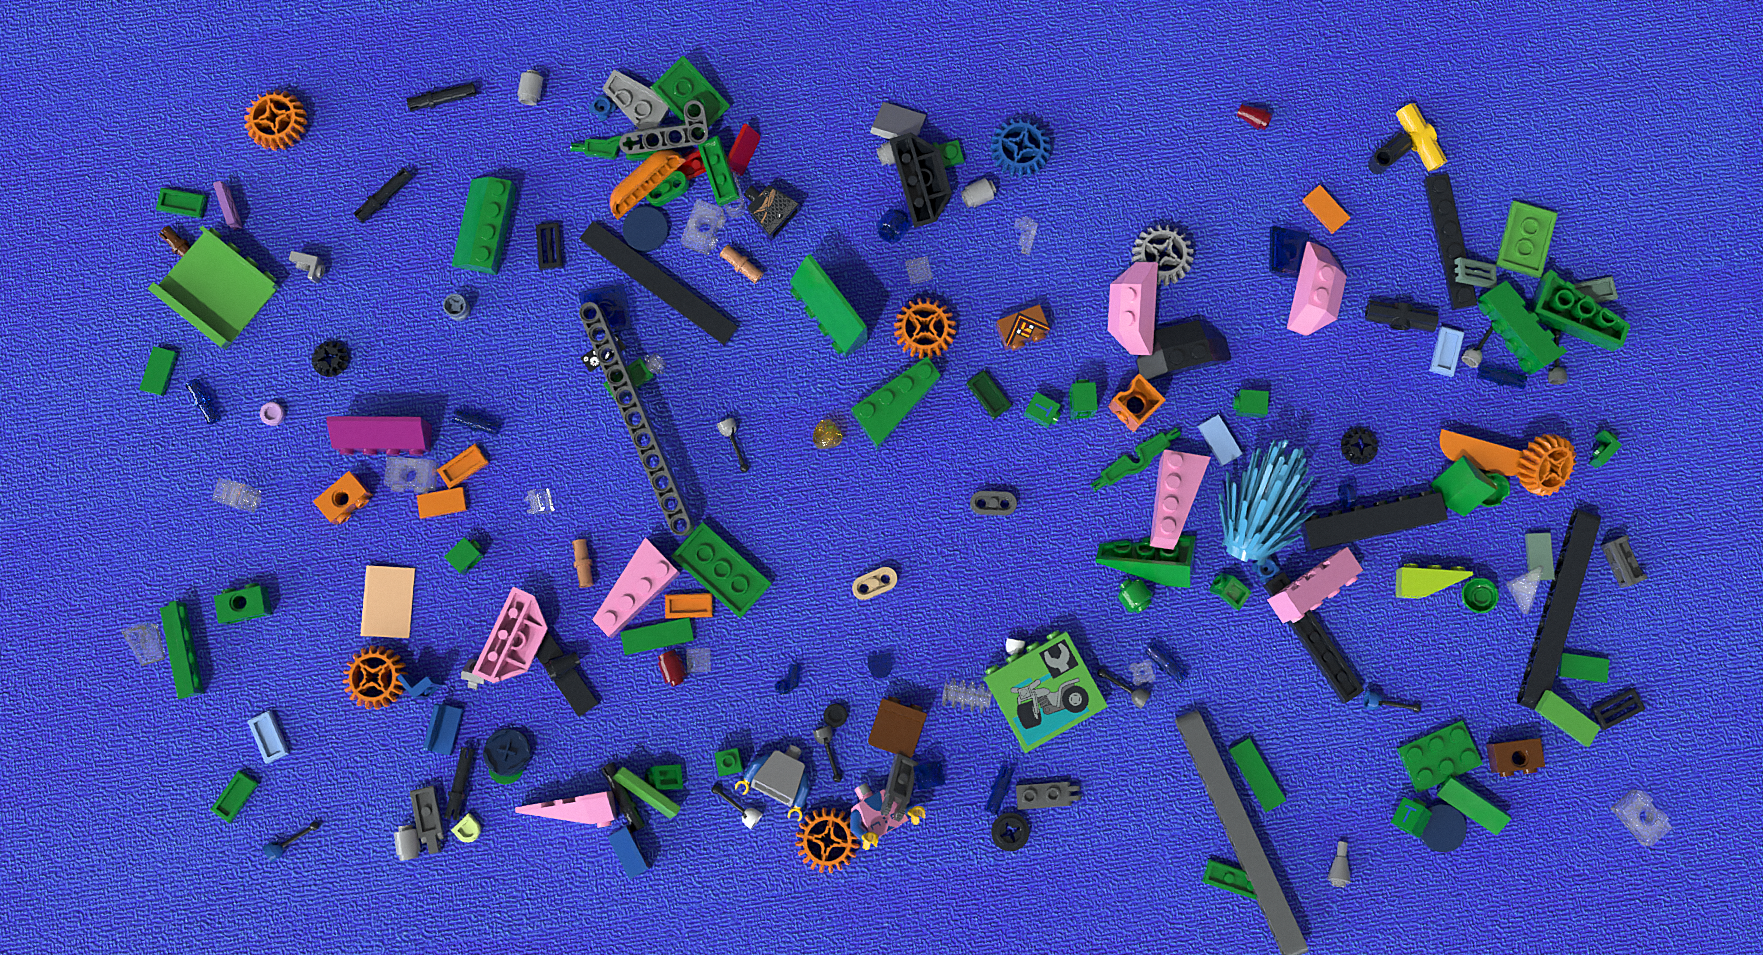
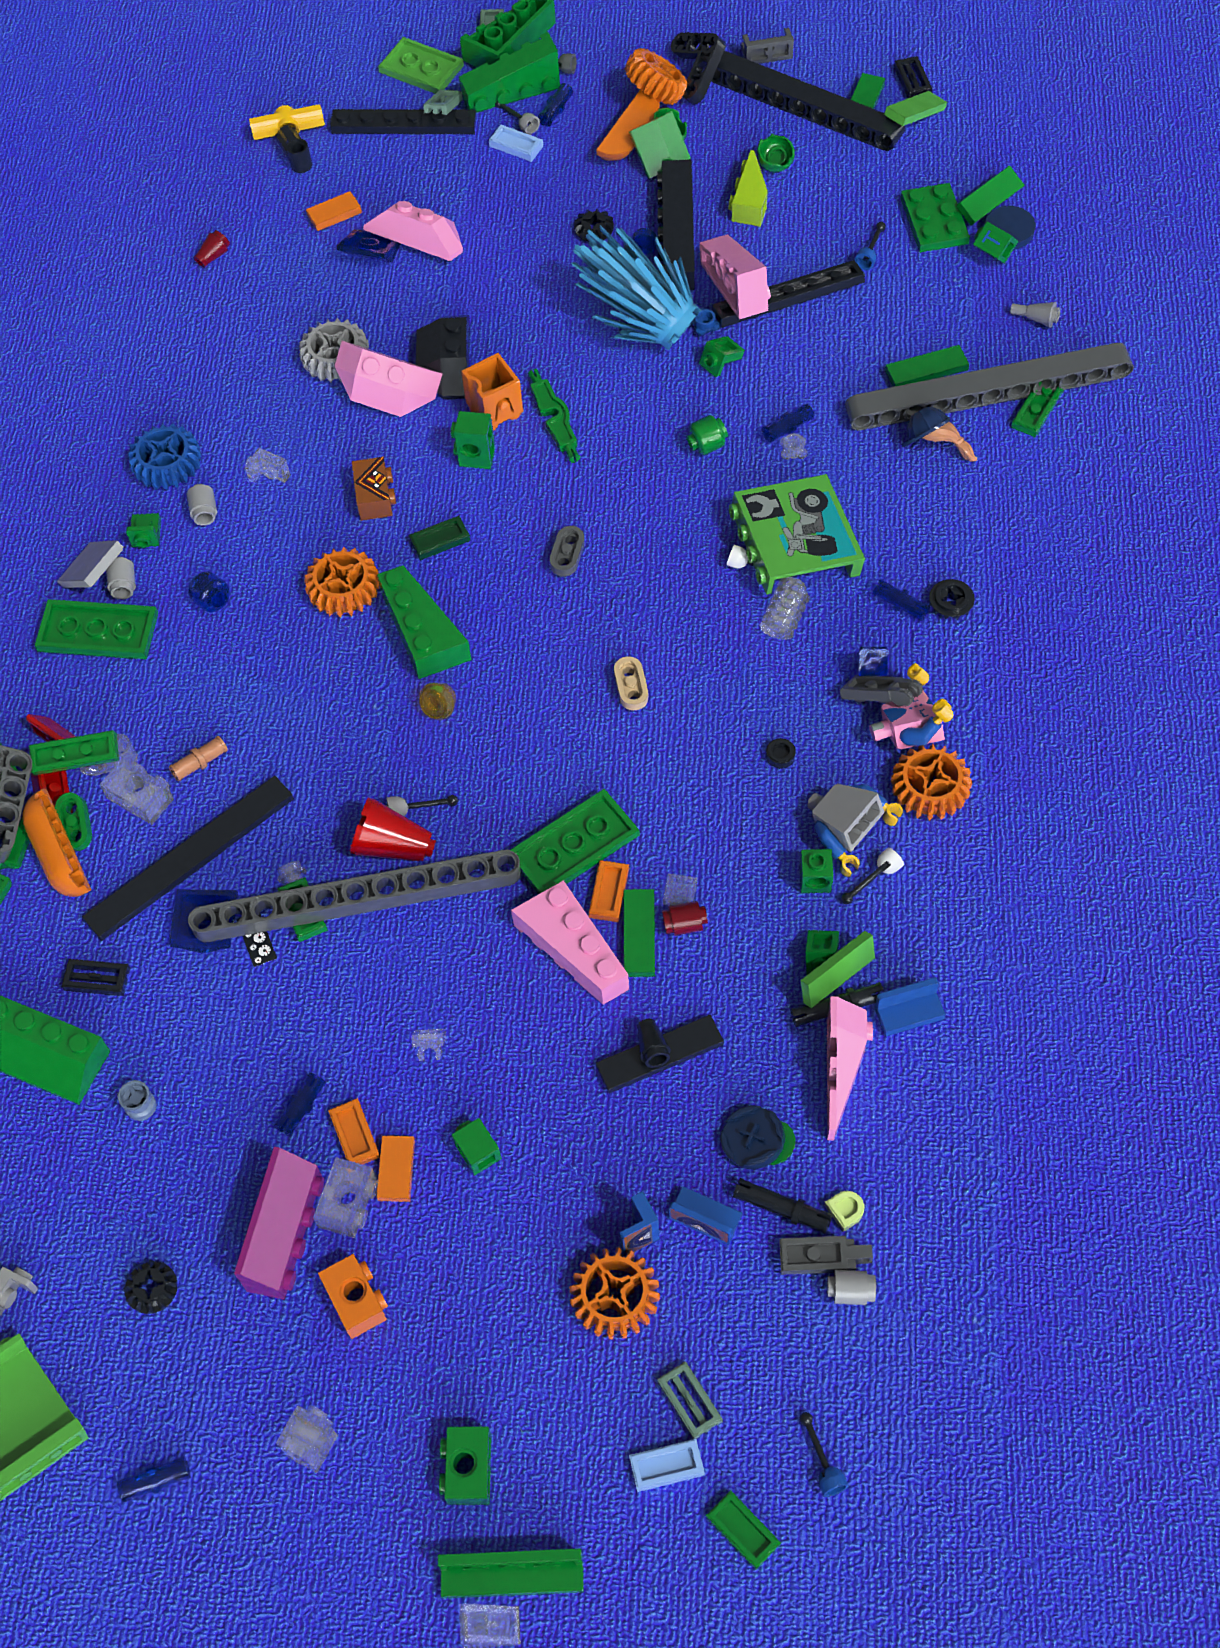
camera: 75 degrees left, 20 degrees down
(158, 371) = (87, 1542): green tile -> none
(272, 414) = (203, 1382): lavender tile -> none
(328, 730) = (705, 1425): none -> sand green tile
(387, 601) = (512, 1265): light nougat piece -> none
(466, 674) = (638, 1155): light grey tile -> none
(513, 639) = (602, 1094): bright pink wedge -> none
(582, 563) = (524, 1002): nougat pin -> none
(645, 229) = (115, 860): dark blue tile -> none
(697, 429) = (390, 835): none -> red cone
(771, 209) = (143, 714): torso -> none
(790, 682) = (729, 791): clear blue arm -> none
(824, 736) = (803, 766): hinge -> none
(828, 307) = (283, 658): slope -> none
(843, 148) = (96, 629): none -> green plate
(880, 665) = (730, 697): clear blue tile -> none
(897, 727) = (805, 686): reddish brown bracket -> none
(918, 270) = (270, 580): clear tile -> none
(921, 178) = (163, 550): black wedge -> none
(1042, 410) = (473, 485): green brick -> none
(1045, 795) = (915, 560): dark grey hinge -> none
(1138, 696) = (820, 453): hinge -> none
(1152, 563) = (672, 403): green wedge -> none
(1175, 491) = (606, 376): bright pink wedge -> none
(1177, 792) = (935, 426): none -> piece
(1220, 440) = (554, 338): light blue tile -> none
(1251, 403) = (522, 301): green brick -> none
(1401, 316) = (468, 168): black piece -> none
(1501, 756) = (946, 155): reddish brown brick -> none
(1525, 588) = (775, 116): clear slope -> none
(1540, 553) = (746, 108): sand green tile -> none
(1584, 506) = (684, 47): none -> black beam
(1605, 451) = (651, 37): green bracket -> none
(1629, 810) = (1024, 74): clear brick -> none

